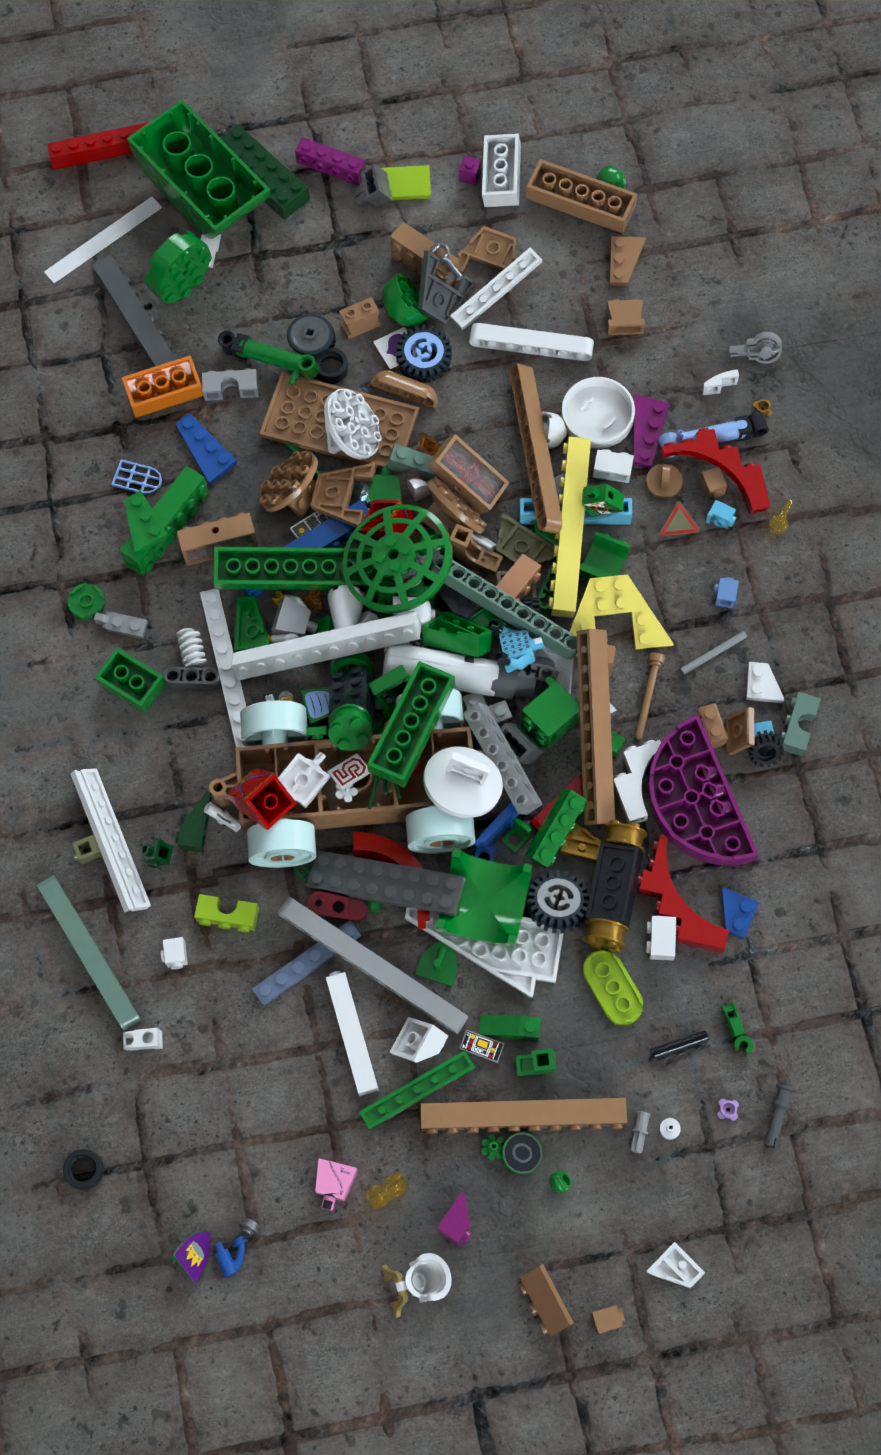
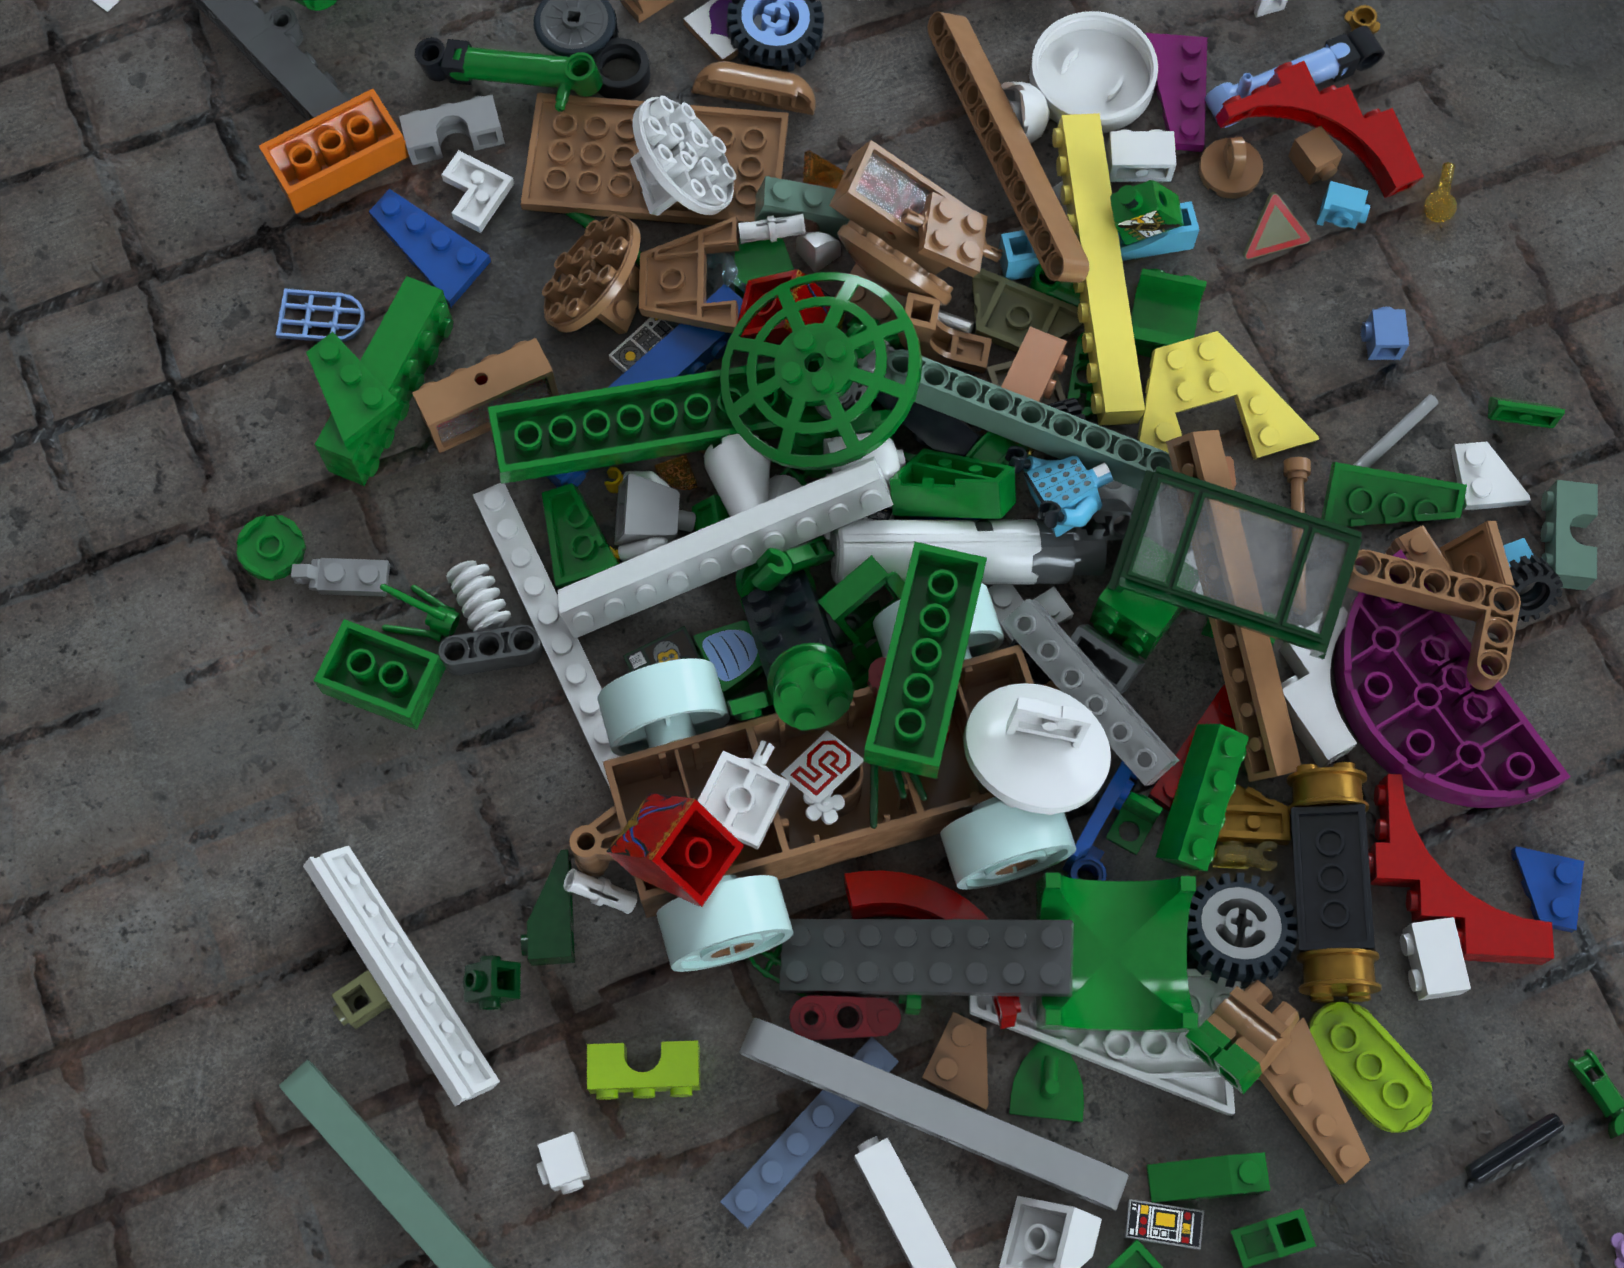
camera: 15 degrees left, 0 degrees up
(168, 656) = (440, 617): none -> green plant
(241, 421) = (483, 187): none -> white plate
(351, 660) = (779, 564): none -> green piece
(393, 473) = (772, 228): none -> white pin
(394, 942) = (961, 1062): none -> medium nougat wing
(491, 494) = (952, 234): none -> medium nougat plate
(544, 955) = (1243, 1035): none -> medium nougat hips
(568, 863) = (1236, 856): none -> clear yellow plate
(574, 994) = (1313, 1104): none -> medium nougat wing
(600, 703) = (1236, 559): none -> piece
(698, 683) = (1379, 496): none -> green wing
(711, 746) = (1448, 601): none -> medium nougat beam
(794, 650) = (1524, 412): none -> green slope

